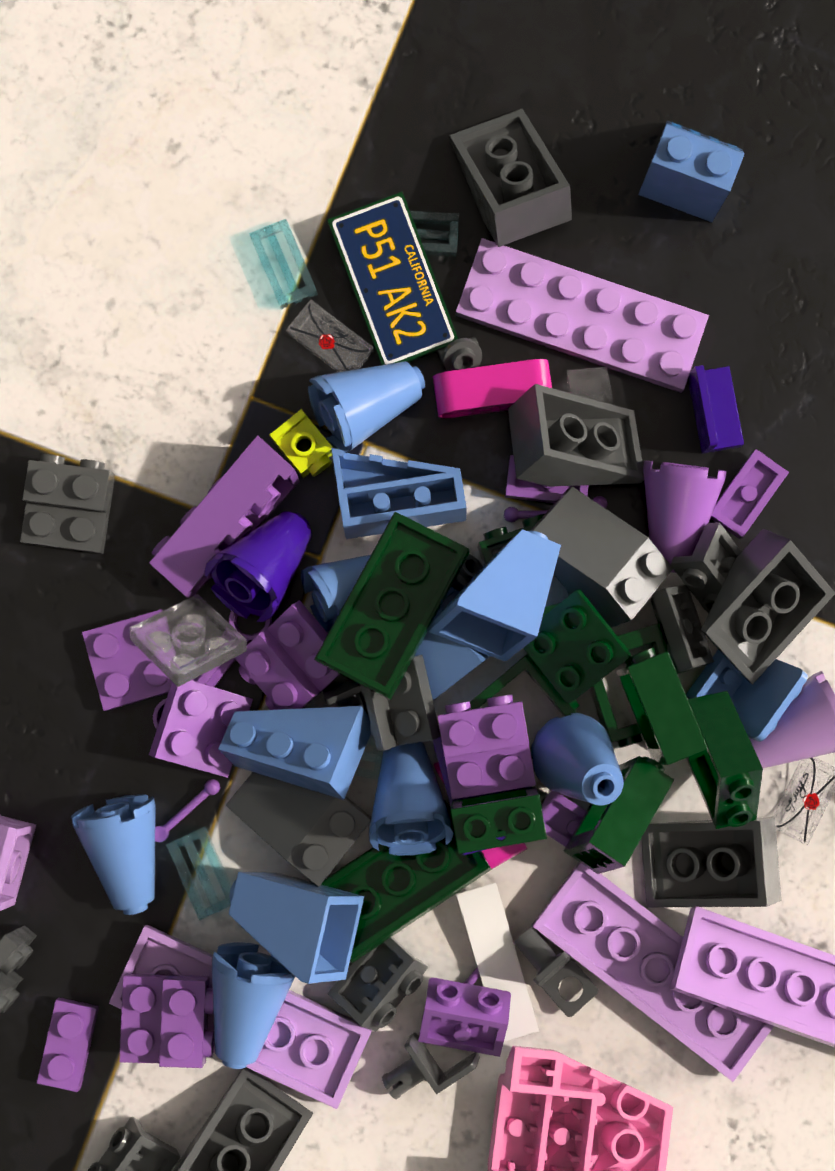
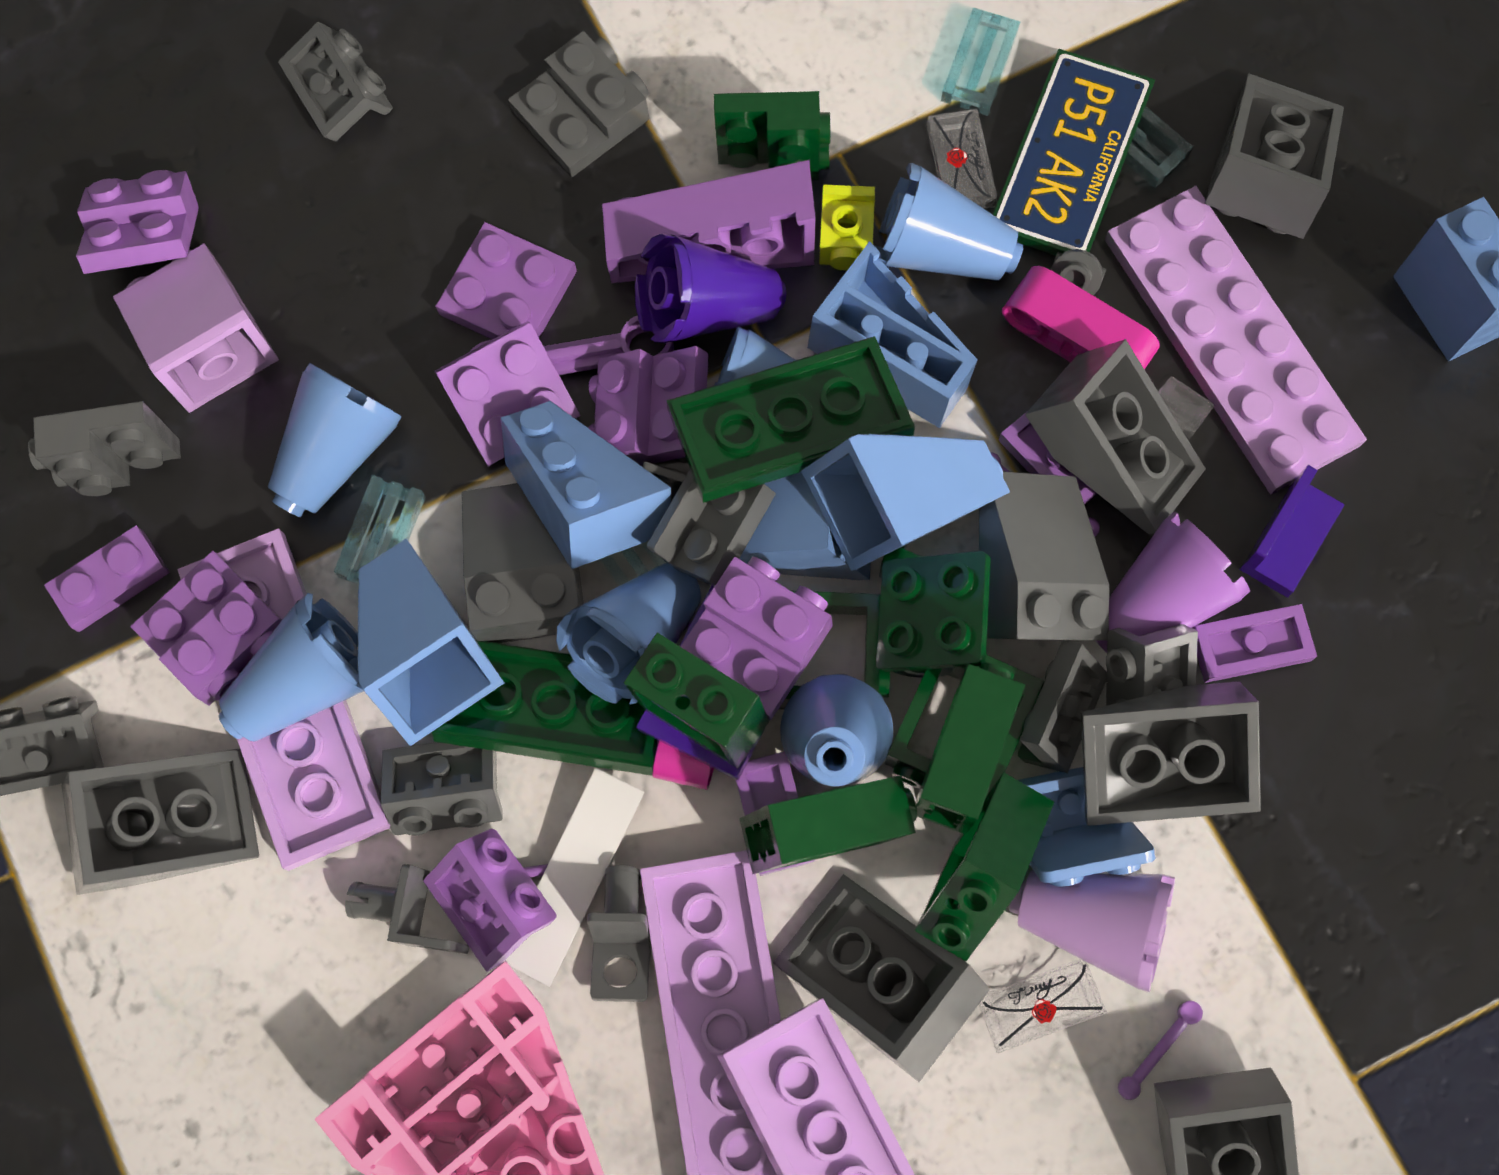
camera: 50 degrees right, 10 degrees down
(188, 640) = (570, 300): clear plate -> none
(210, 788) = (379, 465): medium lavender hinge -> none
(221, 419) = (772, 130): none -> dark green plate

